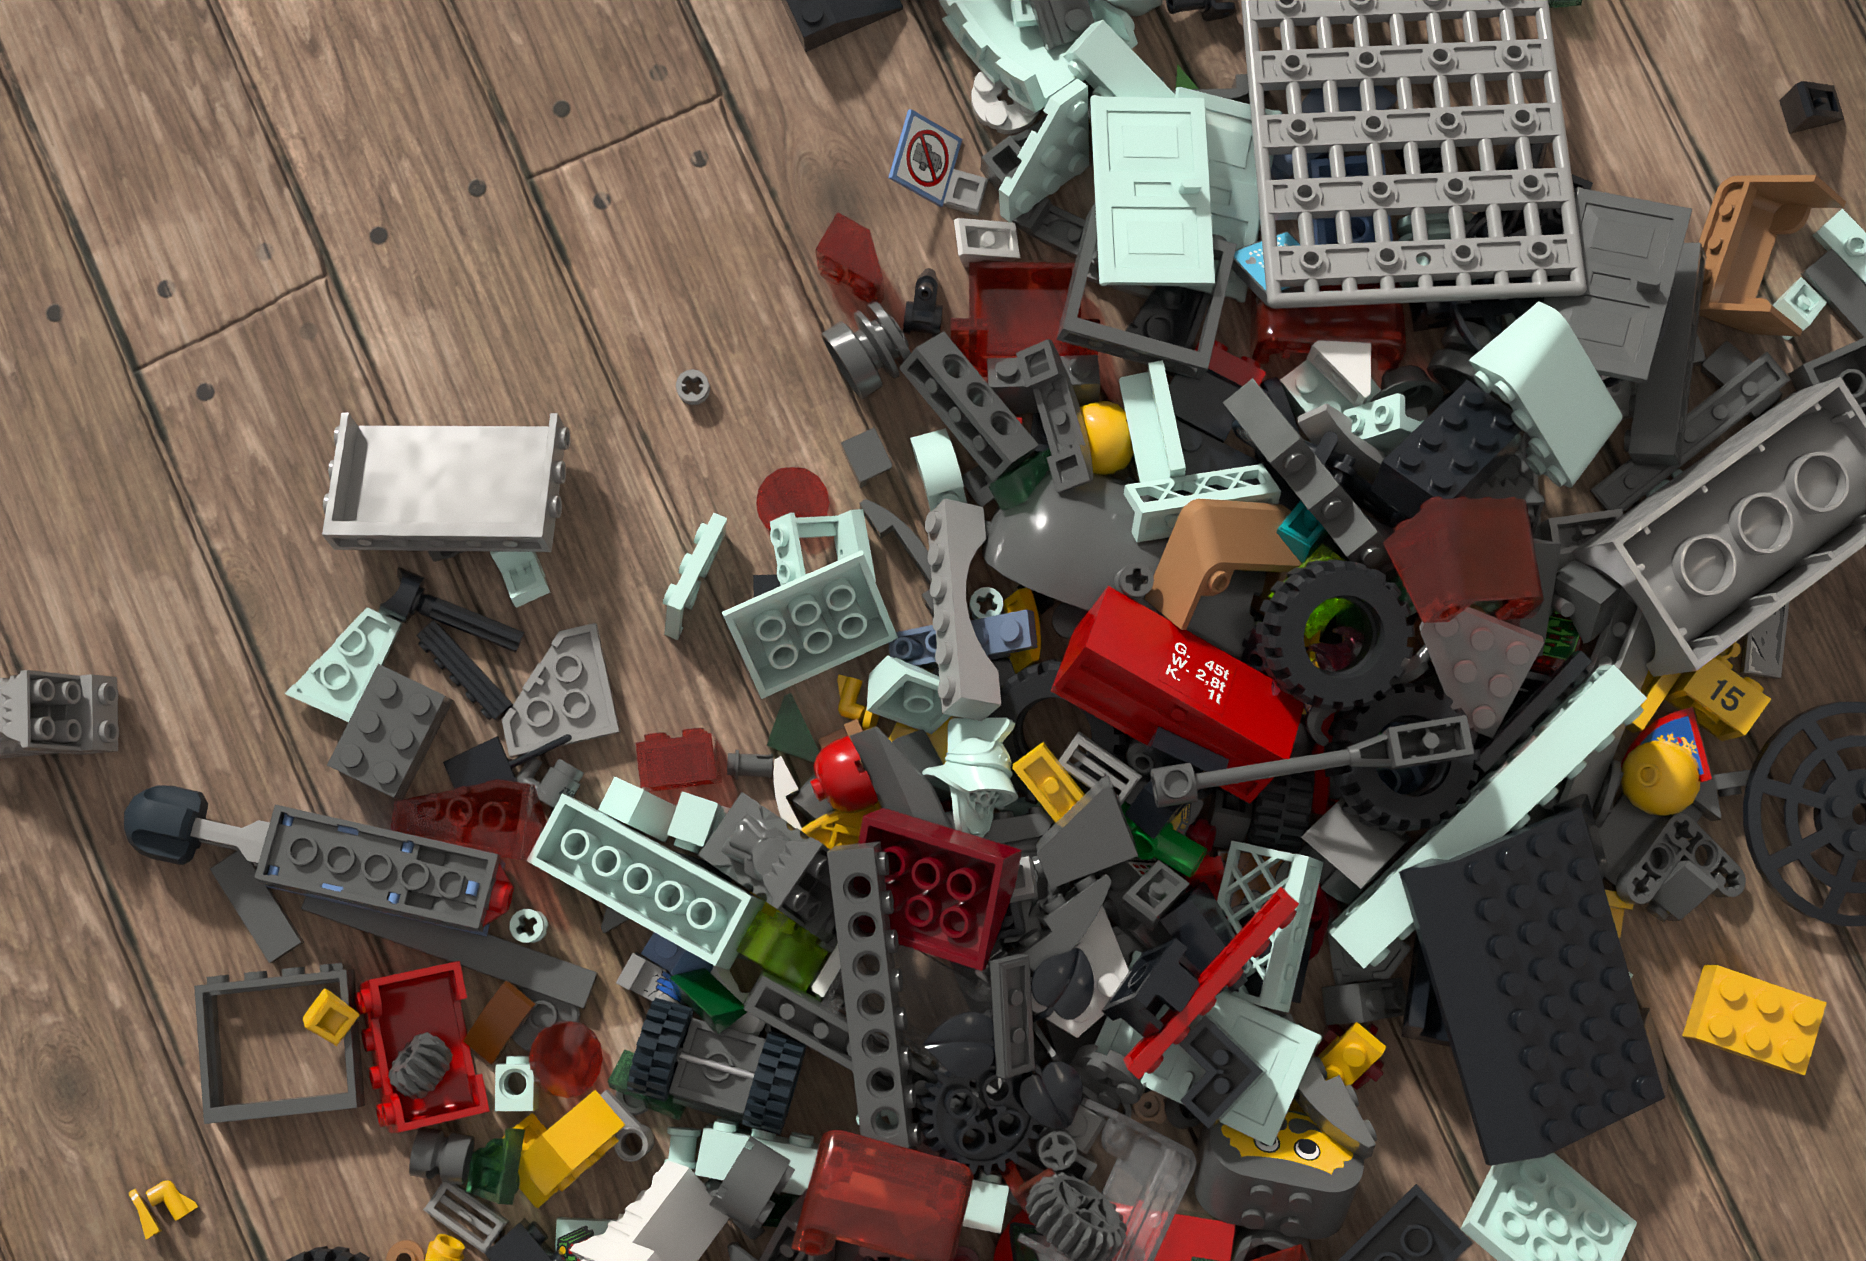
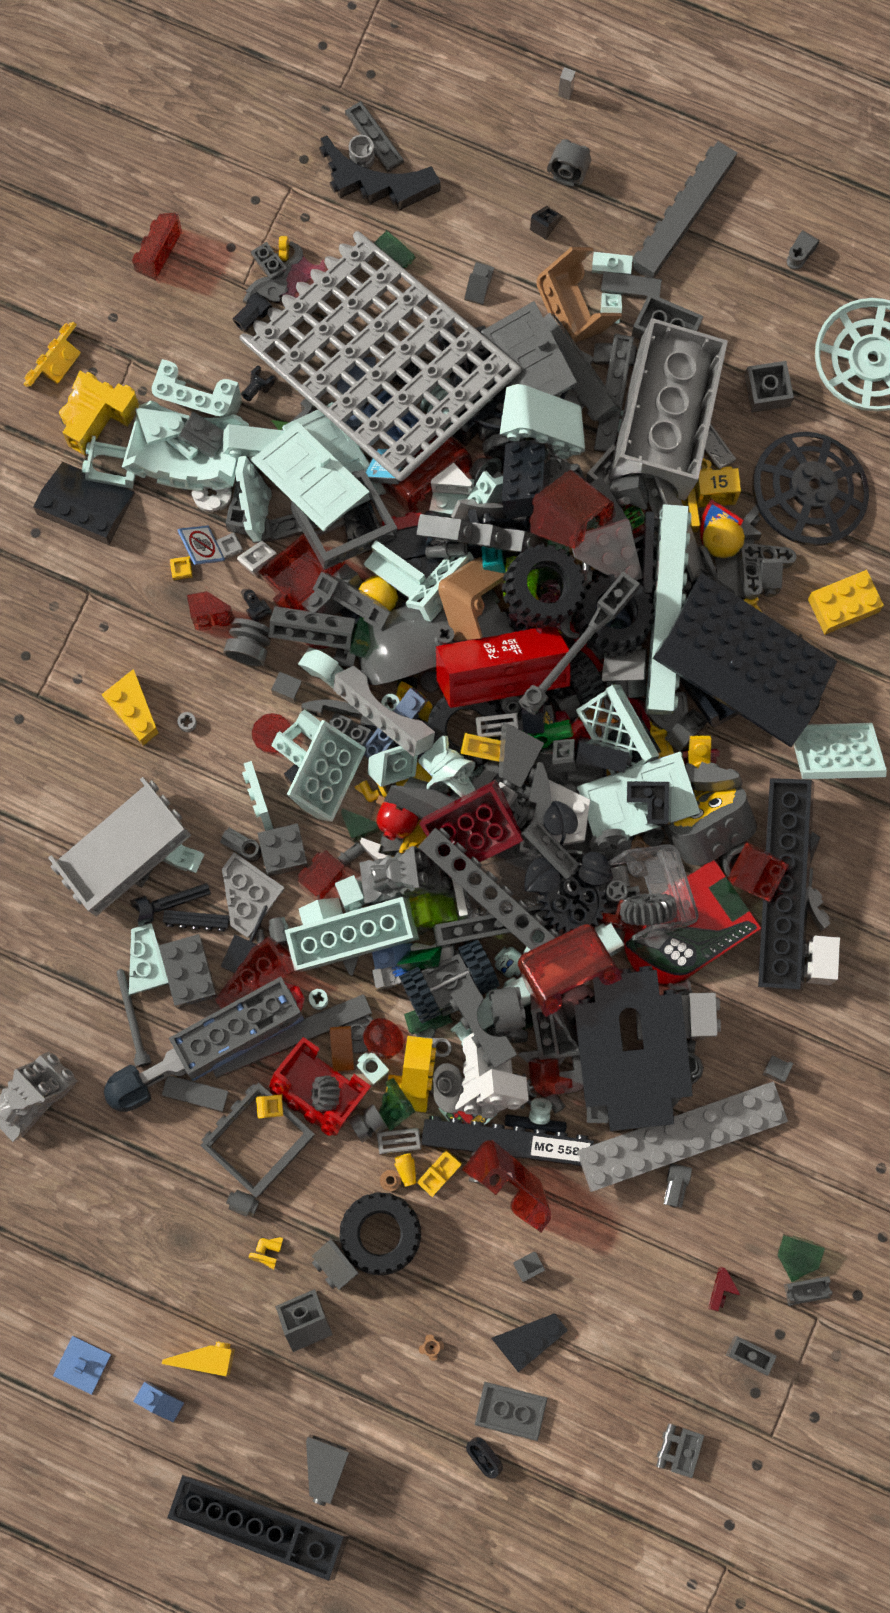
camera: 40 degrees left, 5 degrees down
(183, 1112) = (242, 1203): none -> dark grey brick
(229, 793) = (141, 1057): none -> dark grey piece
(589, 1206) = (447, 1087): none -> light grey piece
(614, 618) = (240, 844): none -> dark grey piece
(634, 303) = (131, 707): none -> yellow wedge
(662, 678) = (282, 850): none -> dark grey brick
(692, 1222) = (496, 1049): none -> dark grey arch
(829, 1106) = (508, 962): none -> light aqua head
(872, 167) = (181, 568): none -> yellow tile
(900, 591) = (353, 730): none -> dark grey slope
(1154, 980) = (592, 781): black panel -> none
(1175, 750) = (518, 688): black slope -> none
(1222, 971) = (618, 758): red plate -> none
(1249, 459) = (446, 550): none -> dark grey pin
(1317, 976) = (659, 736): none -> yellow slope
(1638, 116) = (479, 283): none -> dark grey slope

